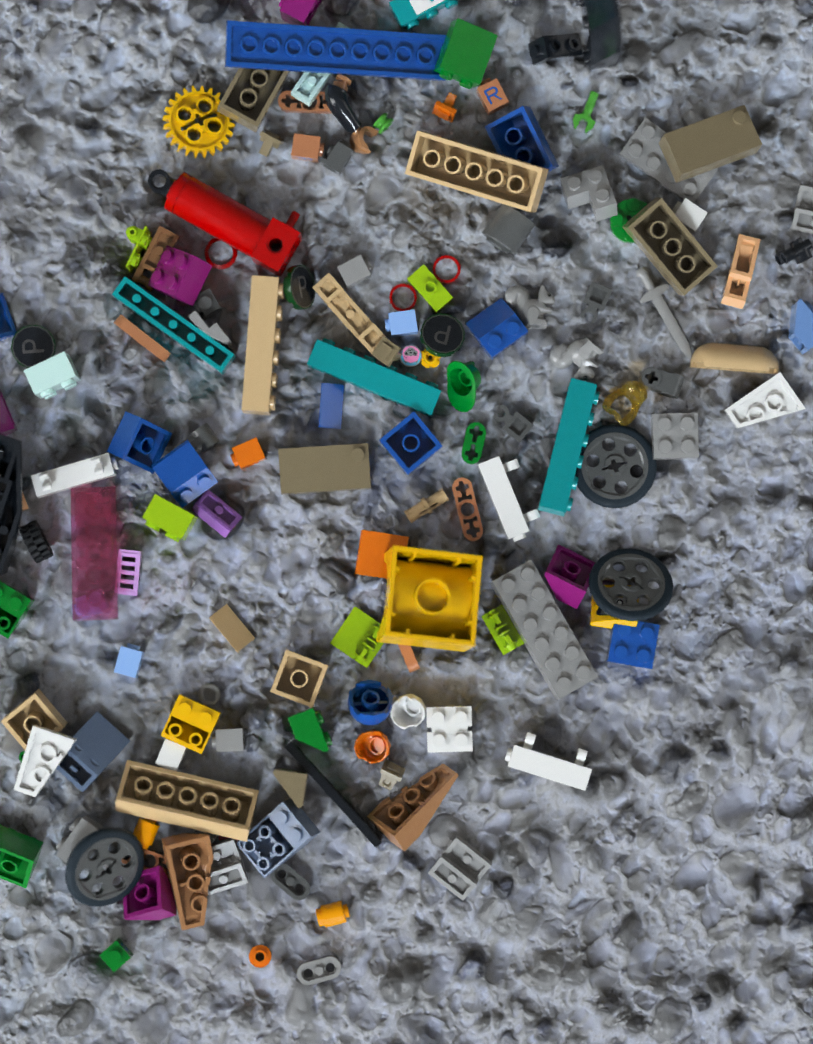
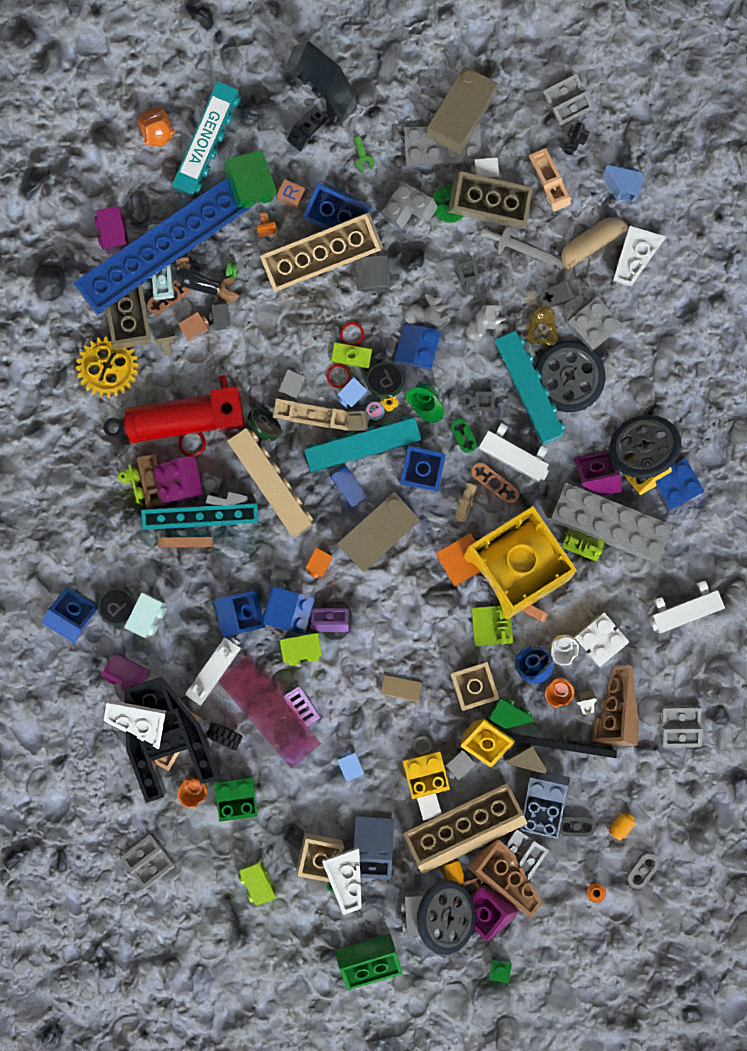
camera: 45 degrees left, 0 degrees up
(268, 737) = (486, 741): none -> yellow slope

